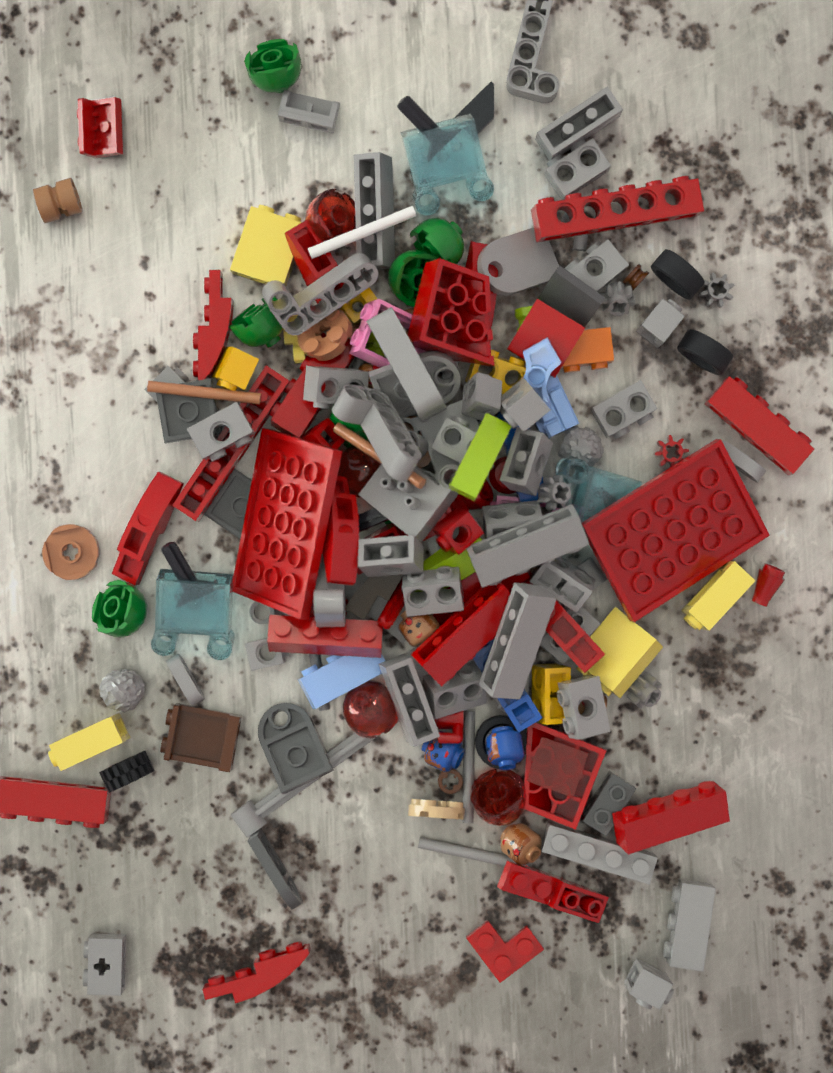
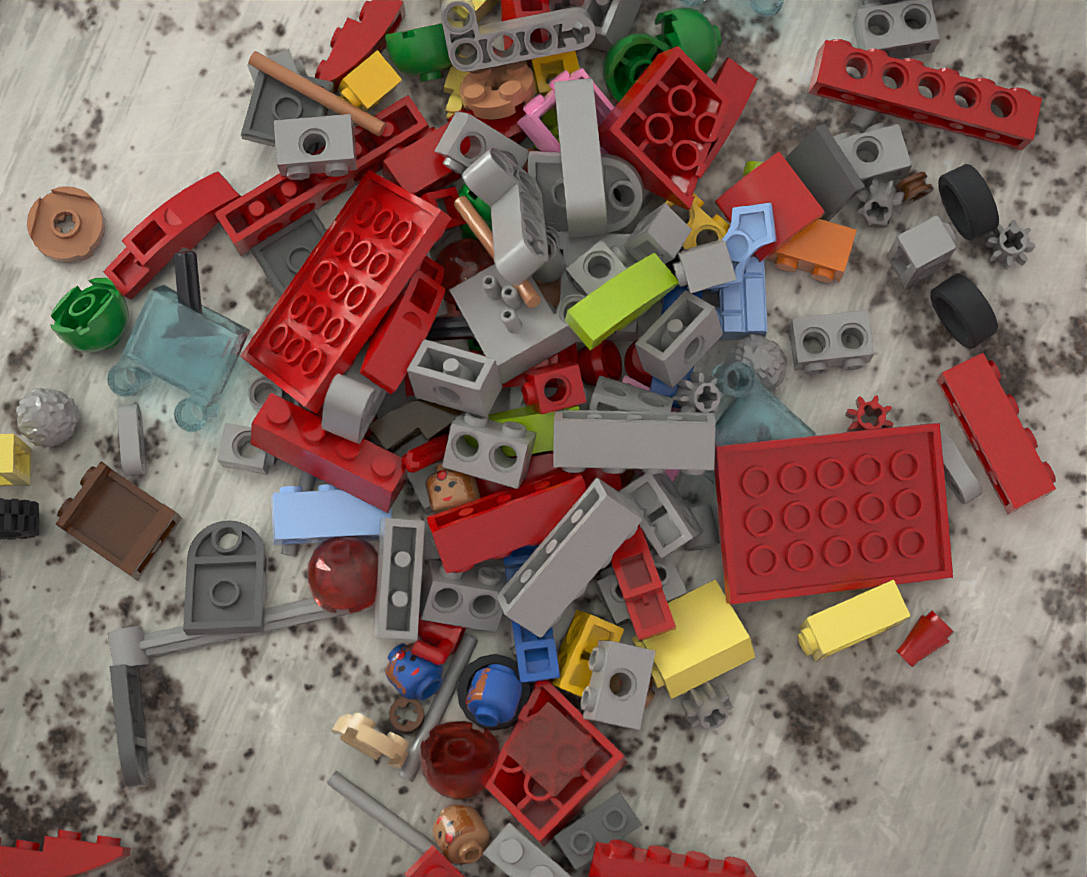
camera: 25 degrees right, 10 degrees down
(519, 262) = (776, 106): light grey tile -> none

